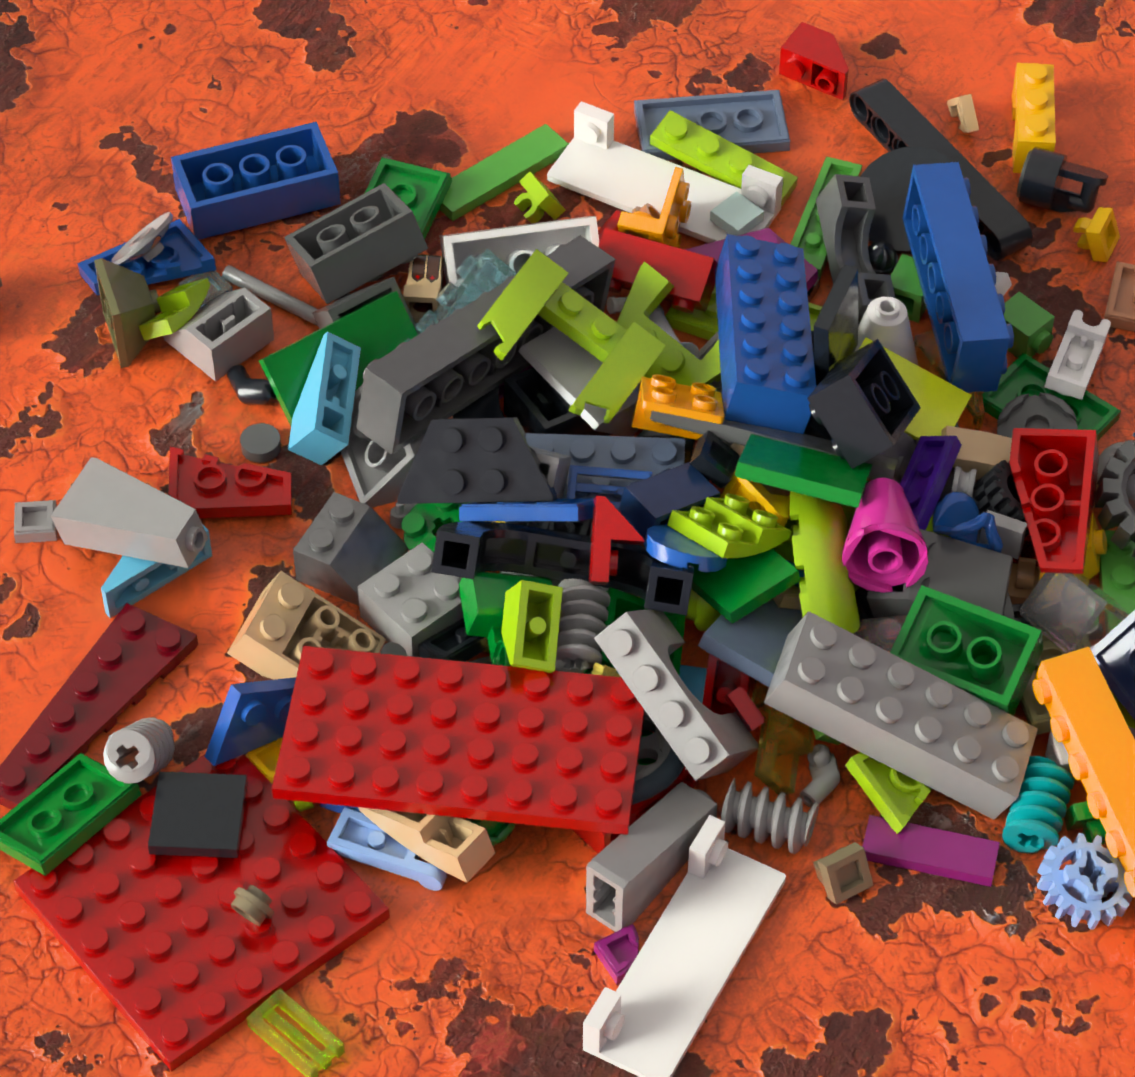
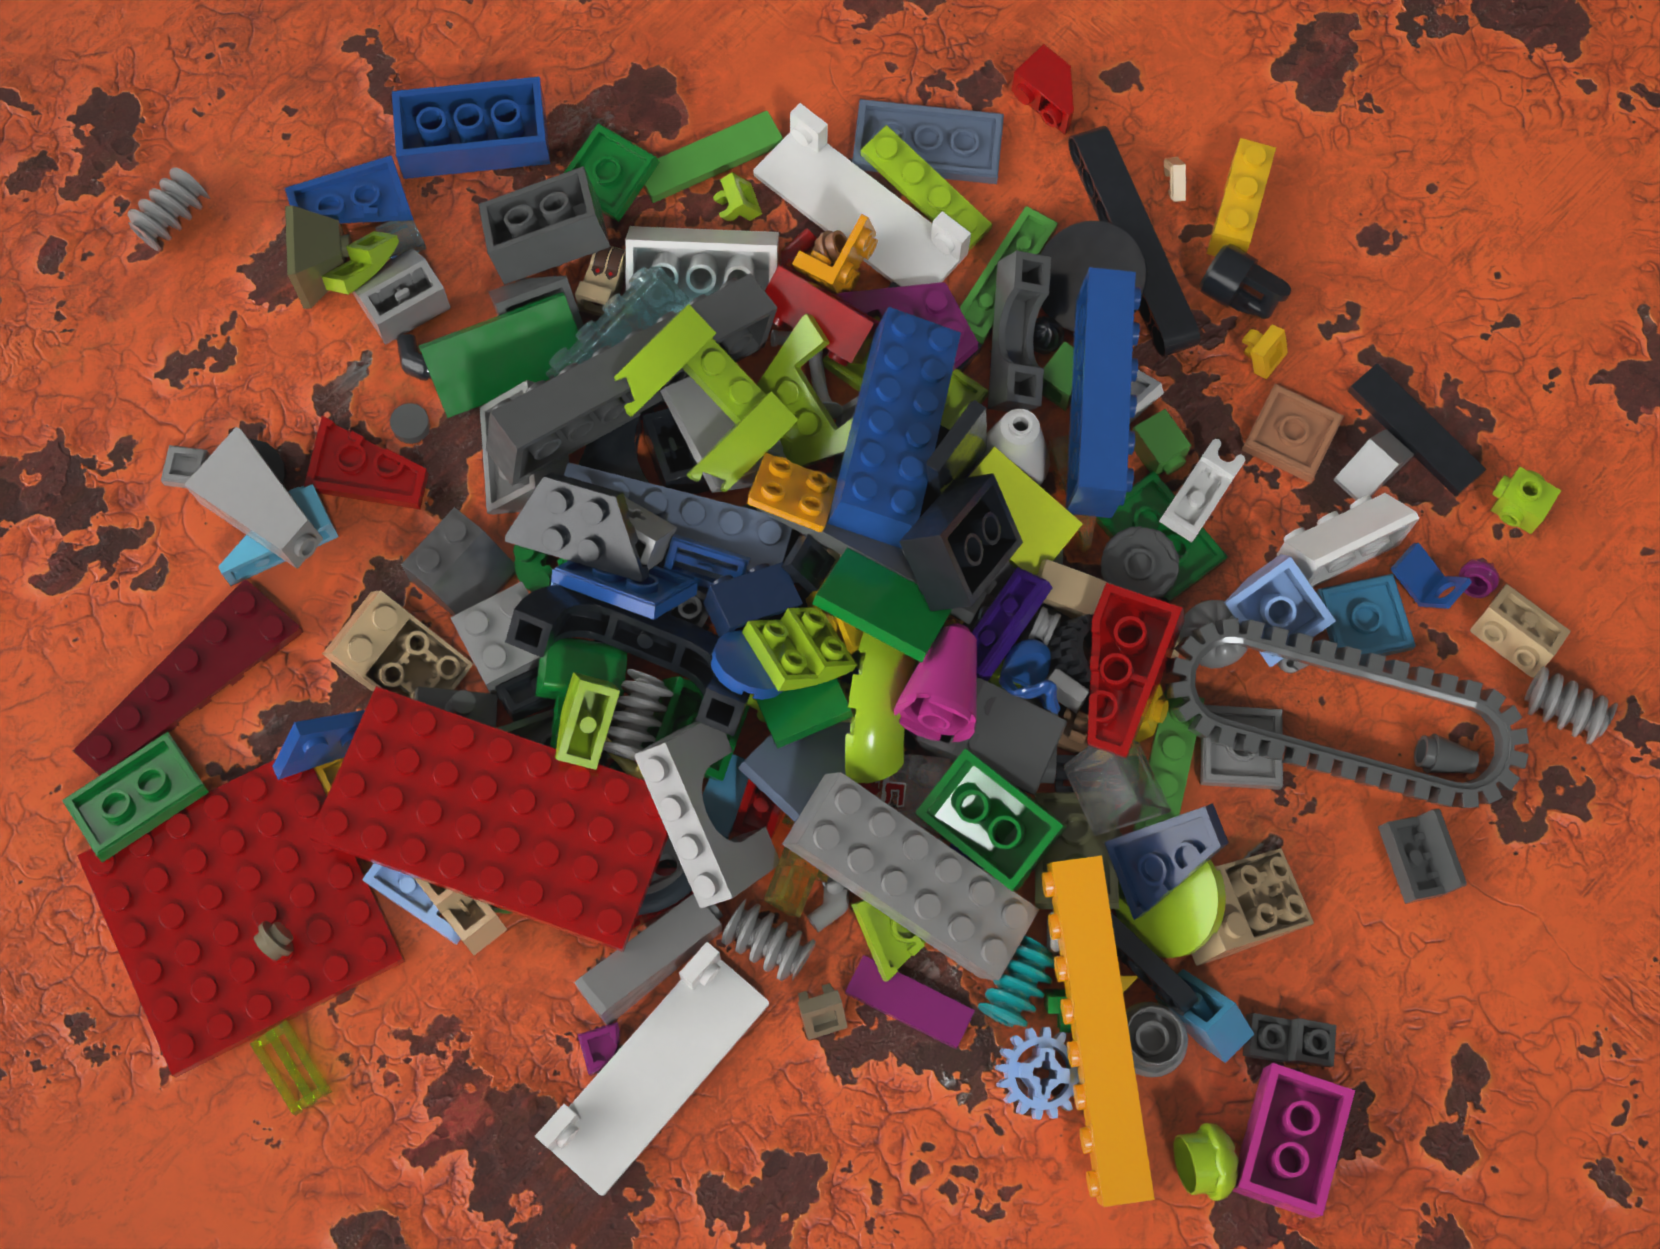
camera: 10 degrees right, 20 degrees up
(139, 750) = (212, 751): light grey piece -> none
(145, 242) = (345, 183): light grey dish -> none
(198, 814) = (251, 829): black tile -> none
(270, 293) = (459, 254): light grey bar -> none
(326, 403) = (480, 386): medium azure slope -> none
(607, 528) = (685, 632): red slope -> none
(737, 215) = (920, 259): light aqua tile -> none
(745, 708) = (772, 828): red tile -> none

